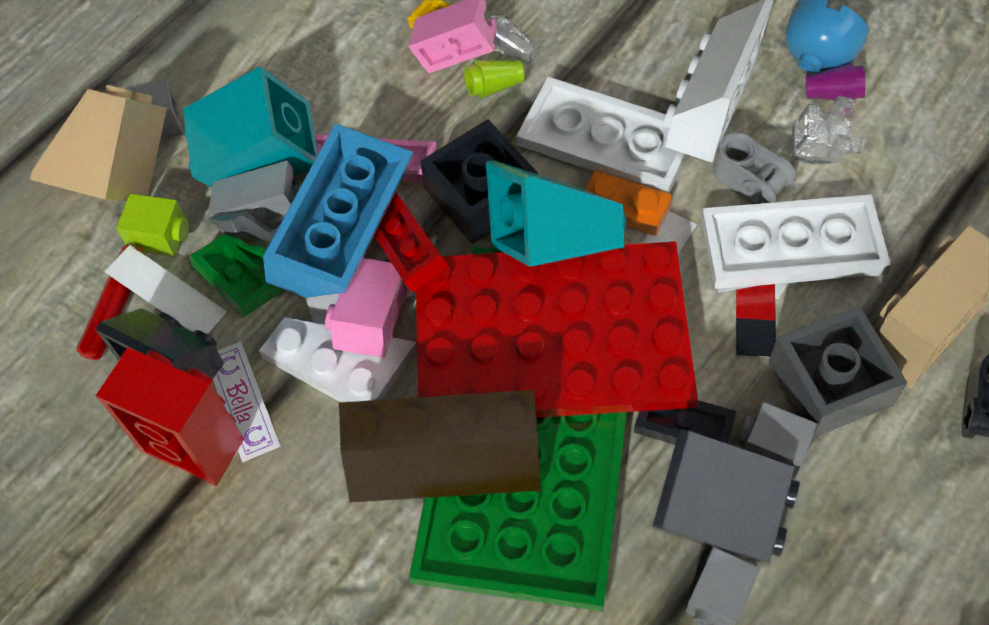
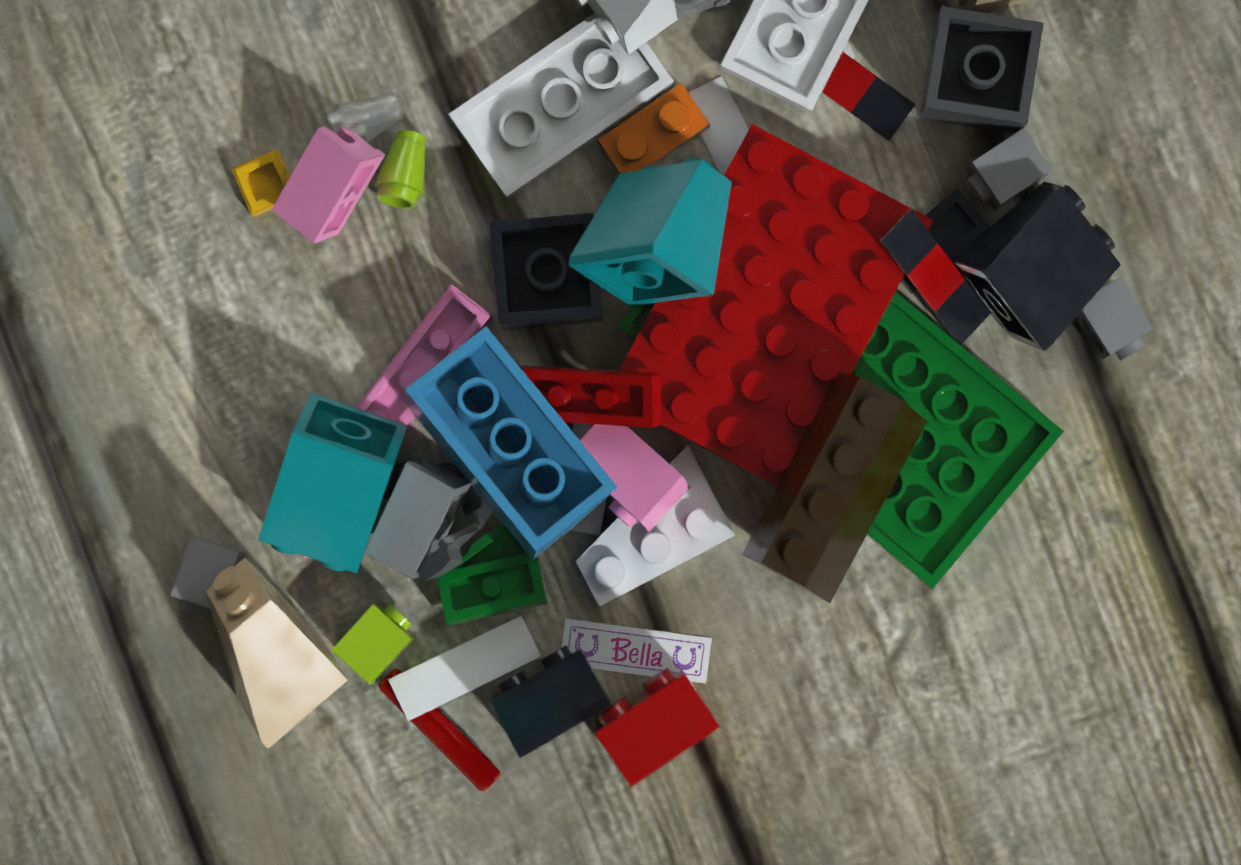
camera: 60 degrees left, 25 degrees up
(656, 430) = (935, 276): none -> black sticker

